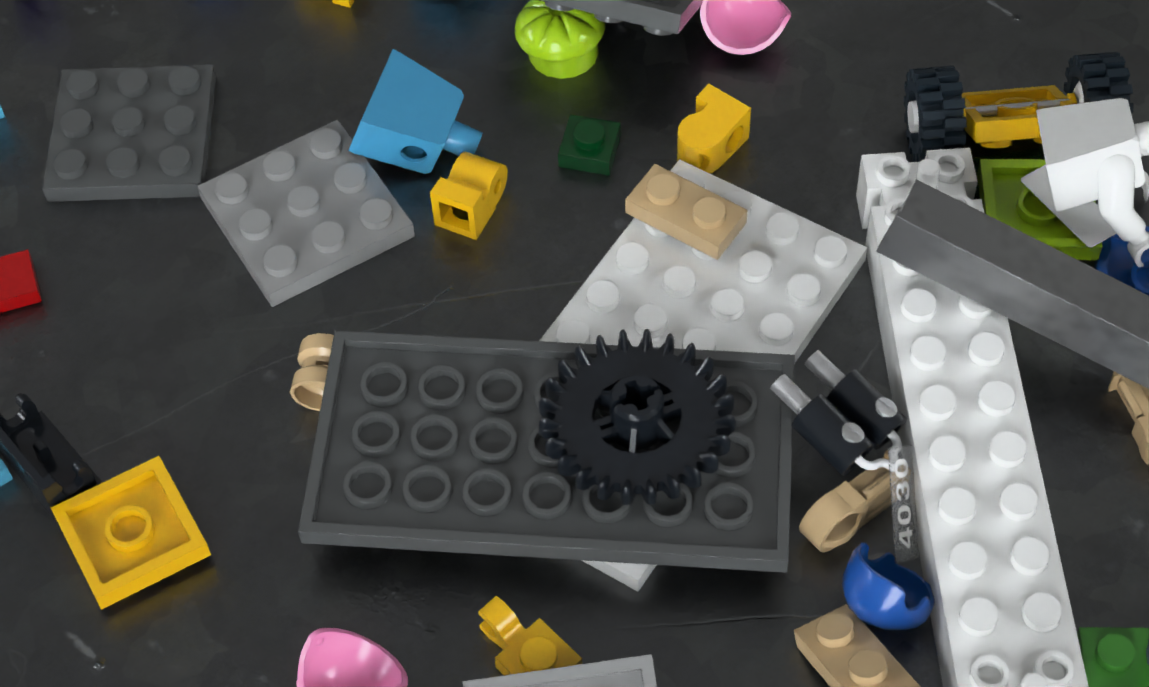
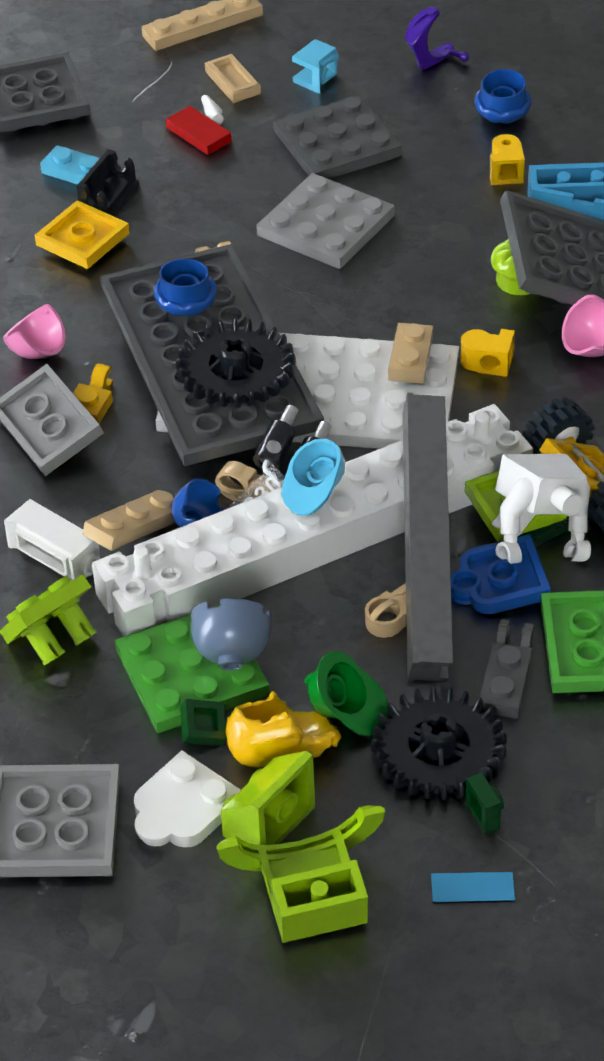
camera: 65 degrees right, 10 degrees down
(412, 118) = (406, 225): dark azure torso -> none
(439, 419) = (185, 288): none -> blue piece
(472, 186) = (376, 272): yellow leg -> none
(589, 145) = (449, 310): dark green plate -> none
(967, 401) = (312, 476): none -> medium azure cap

